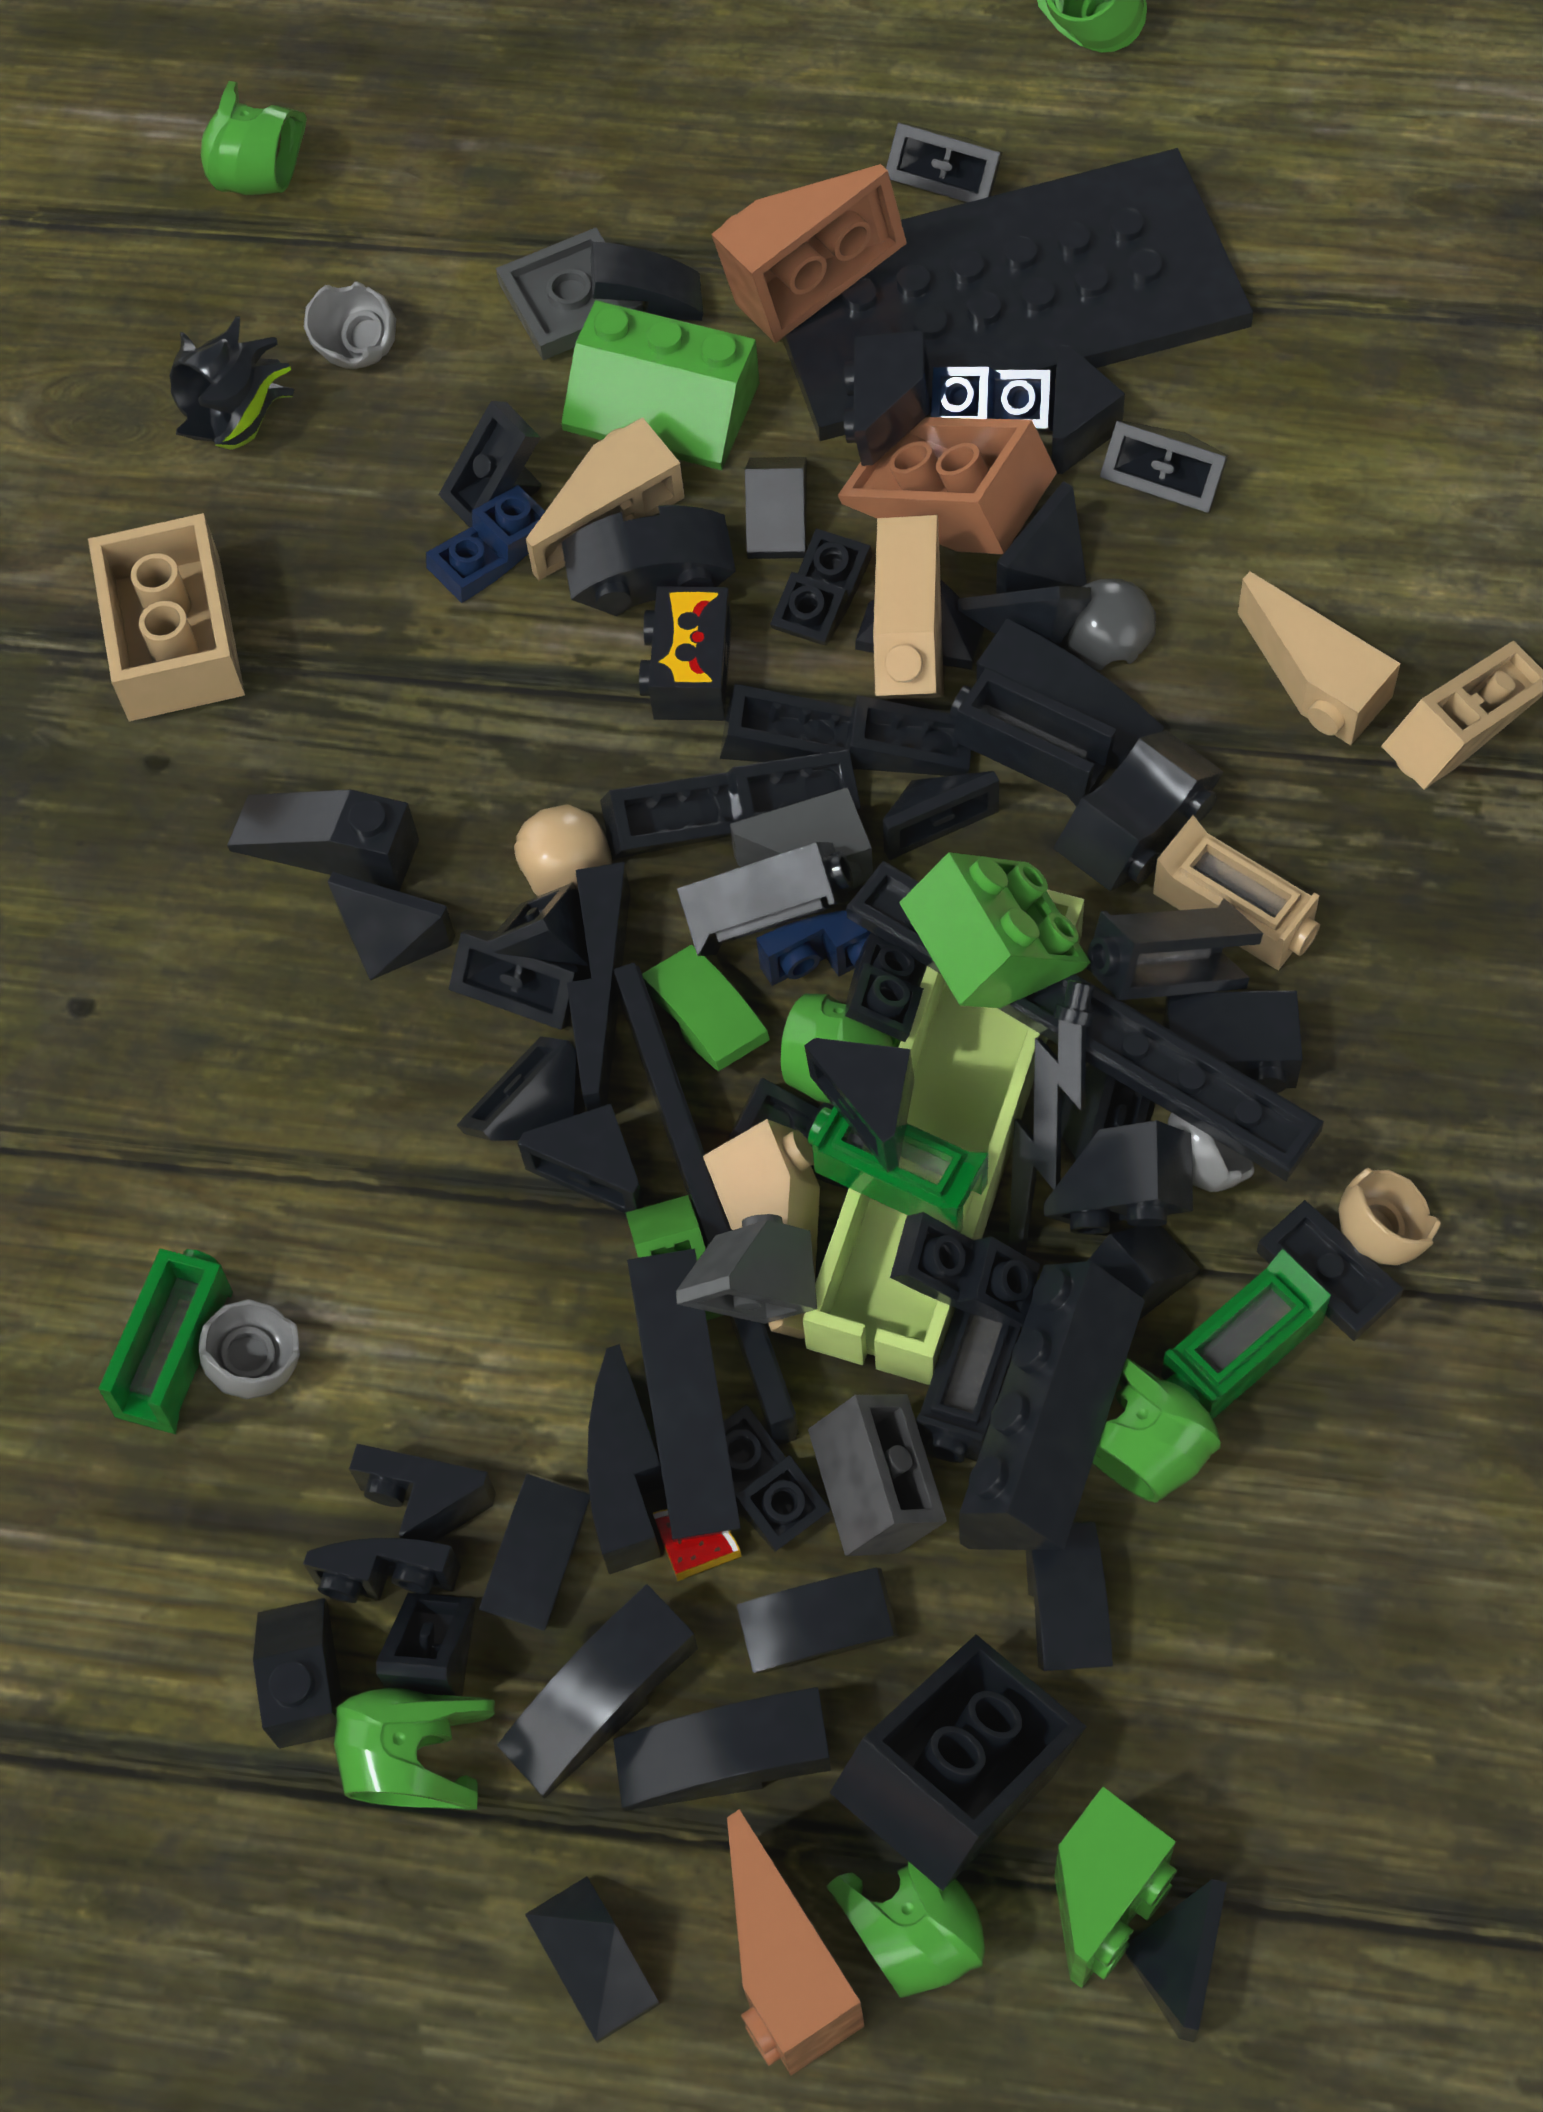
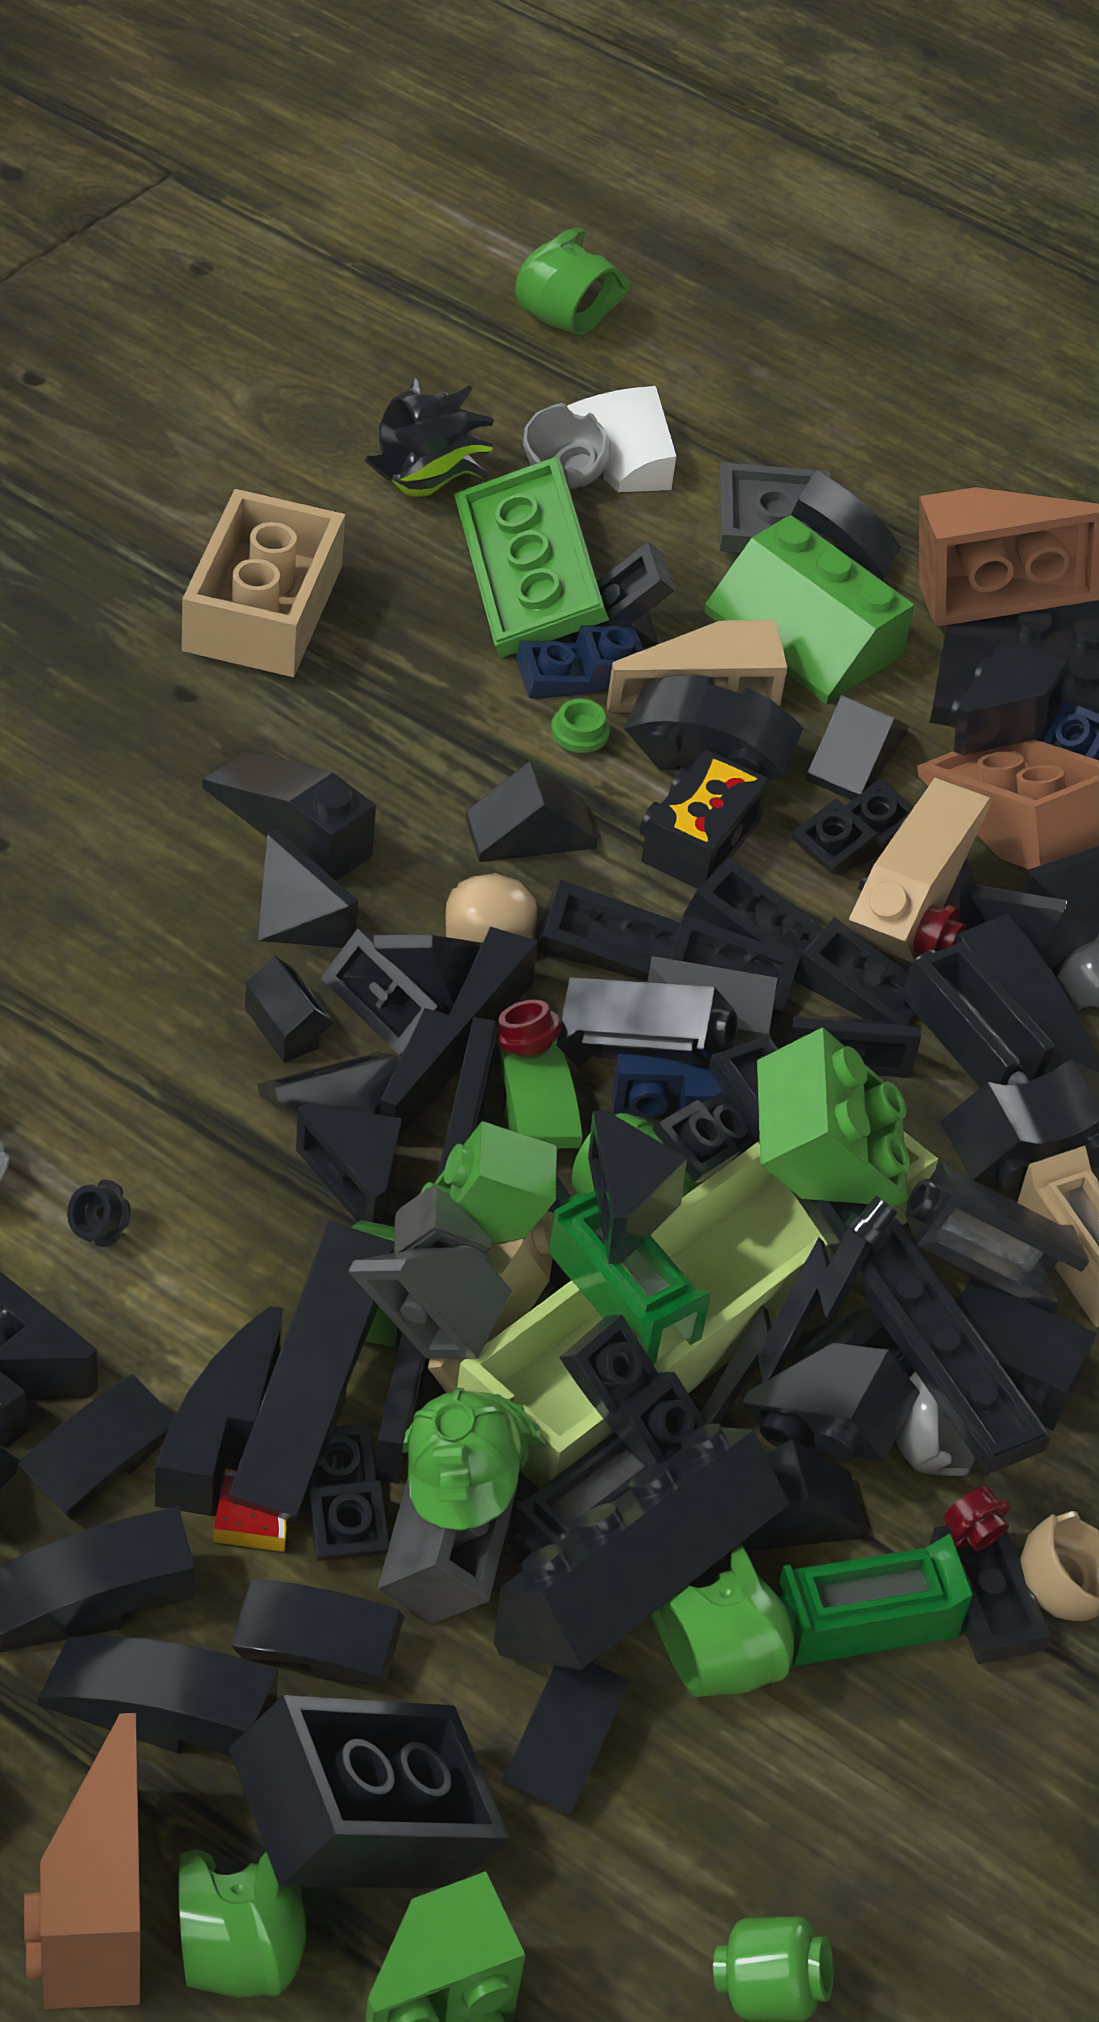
camera: 15 degrees right, 15 degrees down
(383, 459) = (530, 556): none -> bright green tile
(392, 1339) = (99, 1213): none -> black plate
(404, 275) = (639, 438): none -> white slope
(441, 1041) = (285, 1010): none -> black piece
(527, 613) = (580, 726): none -> bright green plate
(537, 732) = (529, 818): none -> black slope
(666, 954) = (528, 1028): none -> dark red plate
(715, 1208) = (436, 1222): none -> flat silver slope
(739, 1150) = (501, 1180): none -> bright green slope
(863, 1408) = (467, 1457): none -> bright green helmet
(956, 664) = (938, 929): none -> dark red plate
(1295, 1220) = (977, 1519): none -> dark red plate
(1350, 1712) = (774, 1969): none -> bright green head

